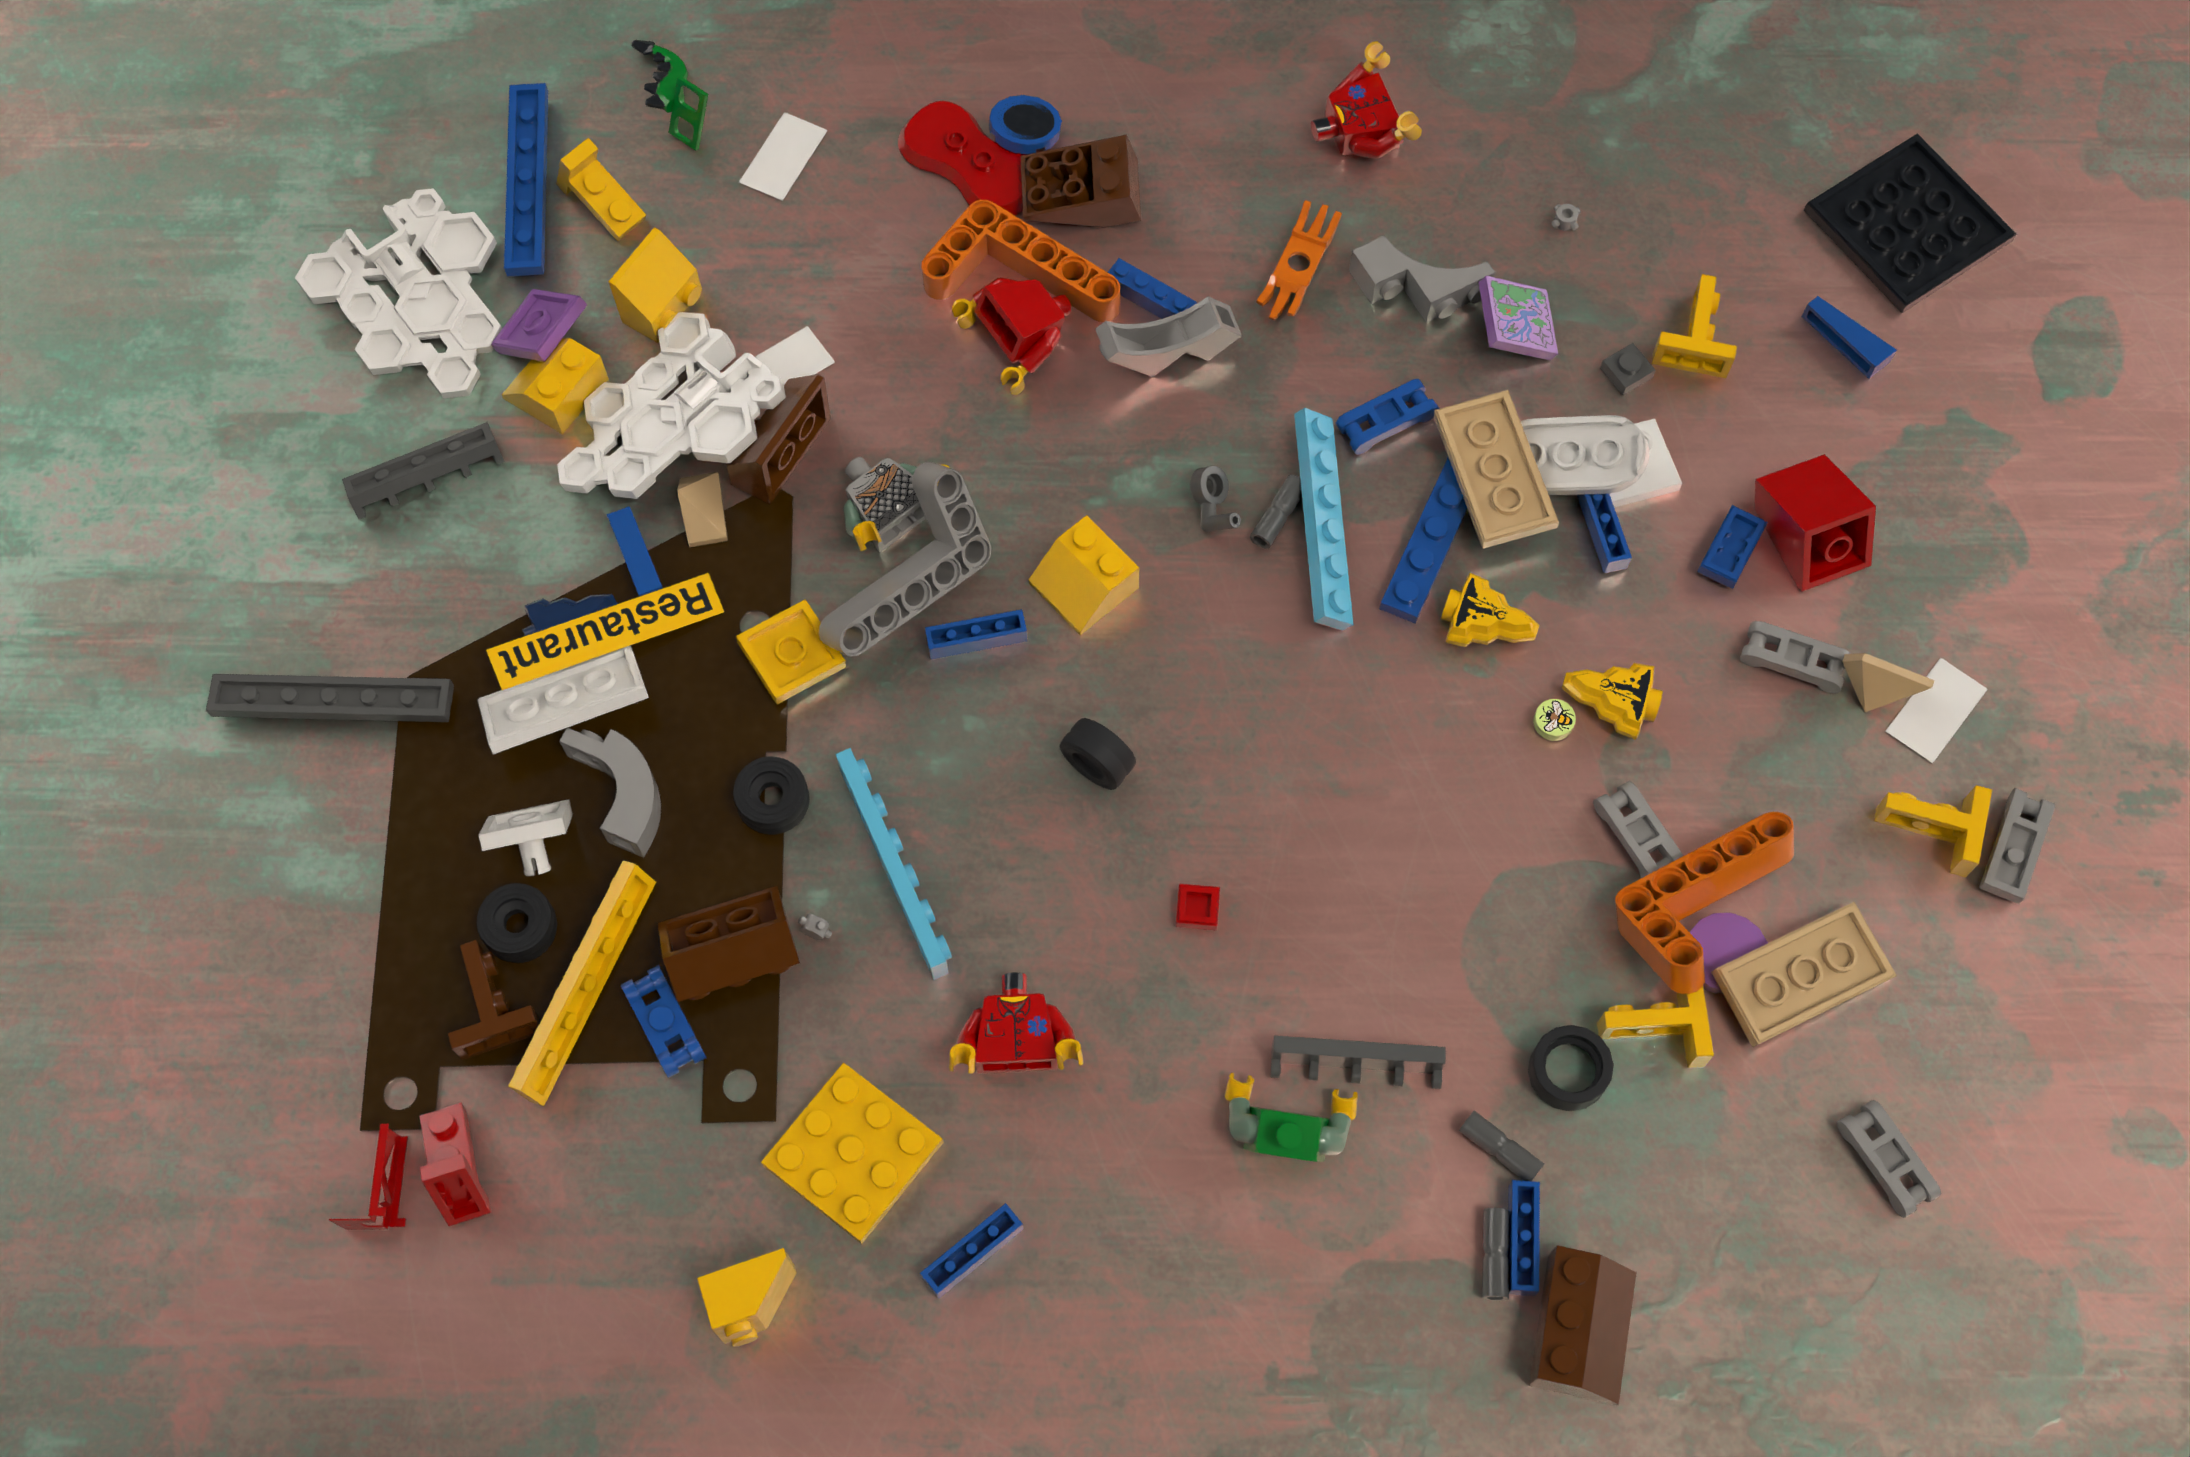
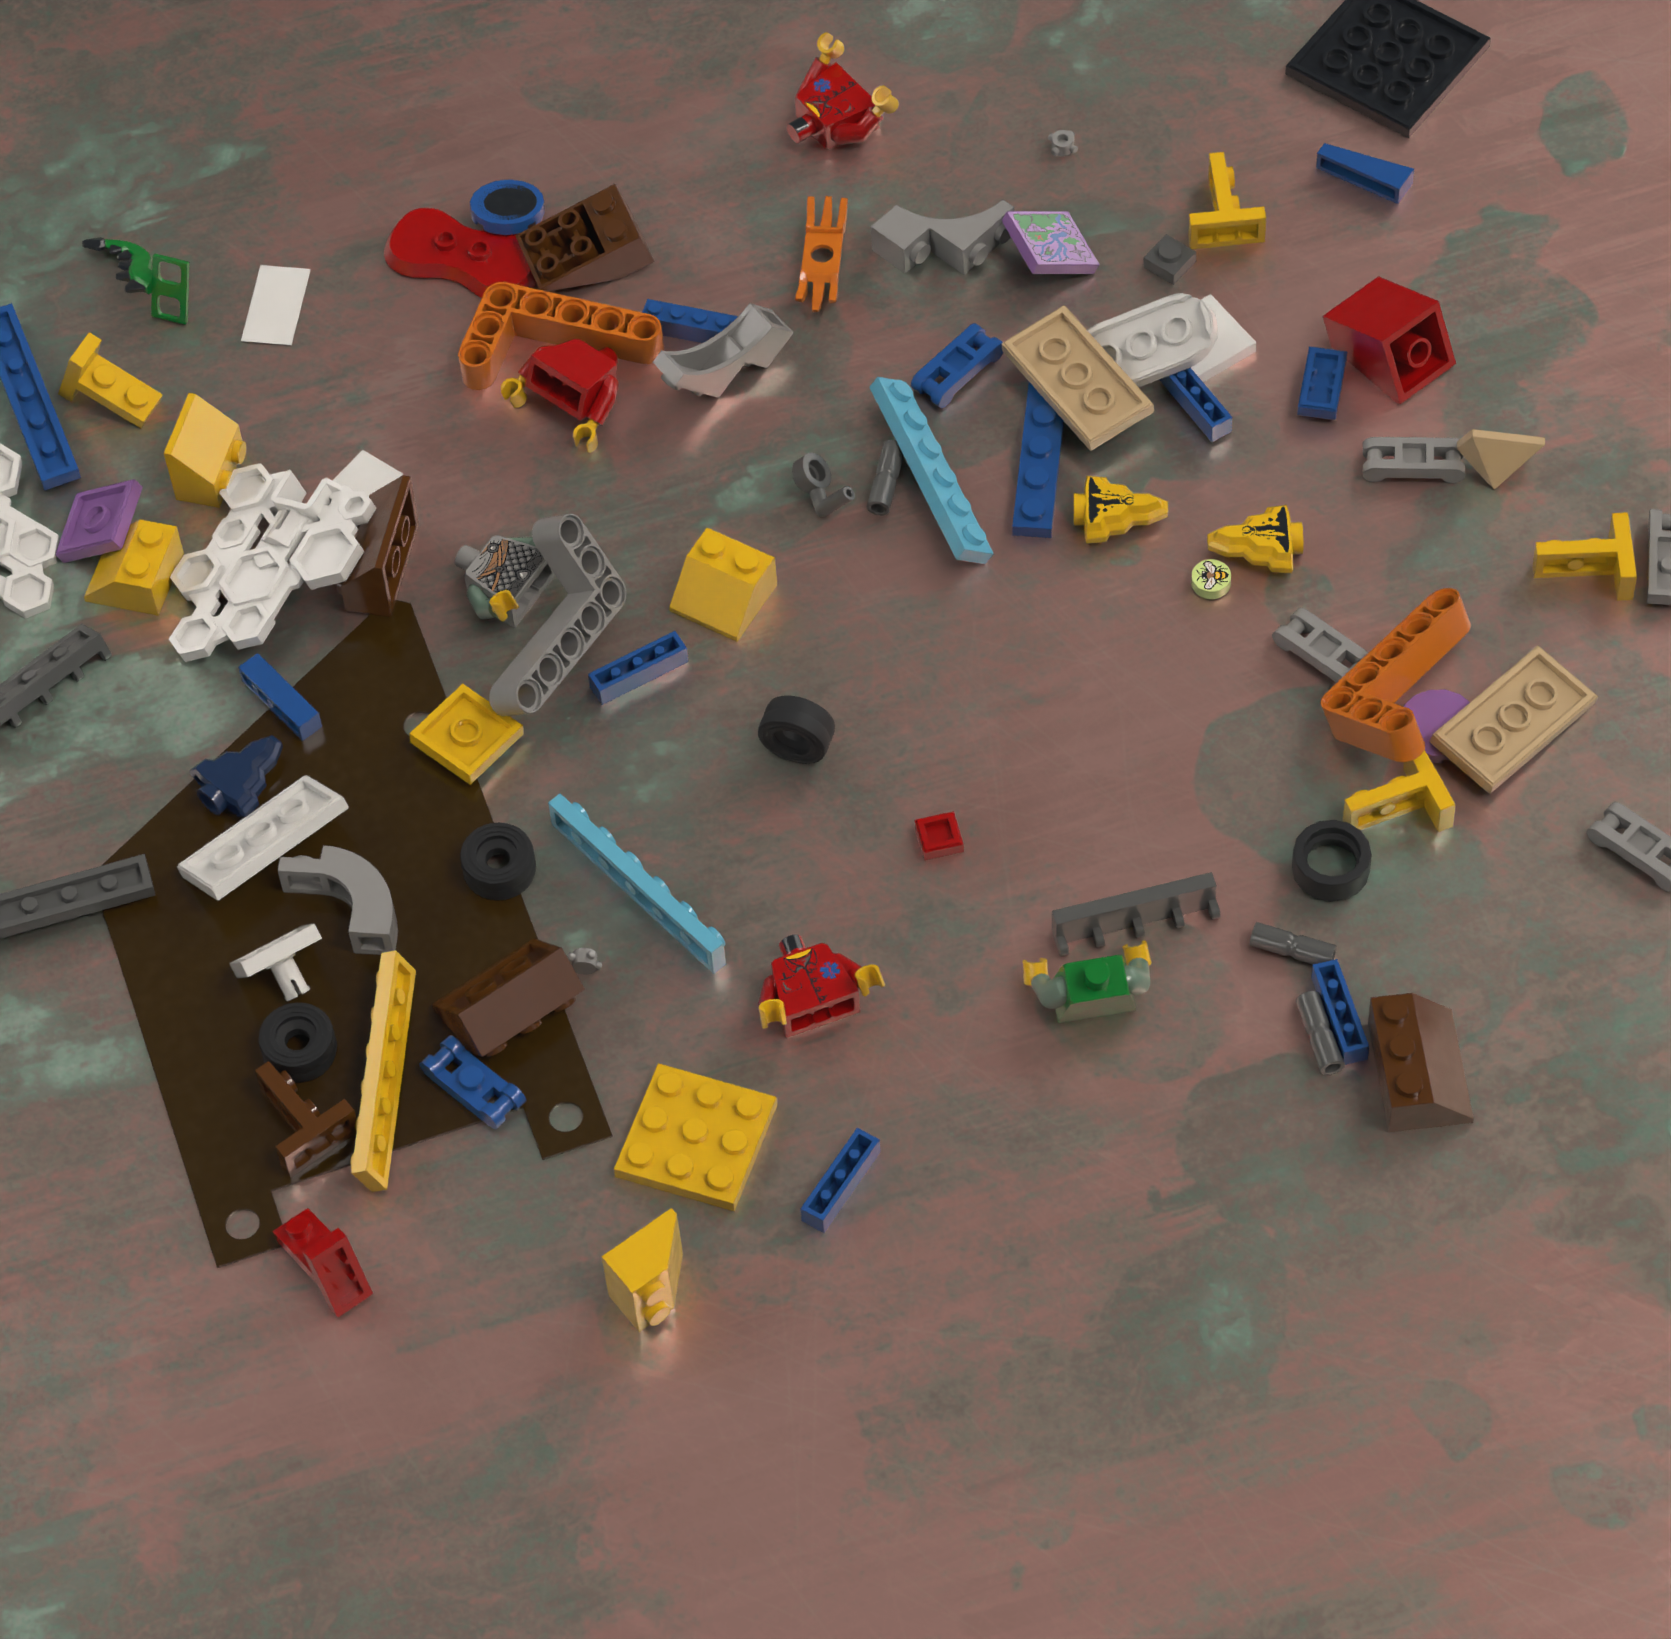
camera: 15 degrees left, 10 degrees down
(391, 1190) = (246, 1337): red piece -> none
(604, 631) = (279, 767): yellow sticker -> none
(702, 509) = (328, 639): tan slope -> none
(1937, 713) = (1558, 468): white sticker -> none

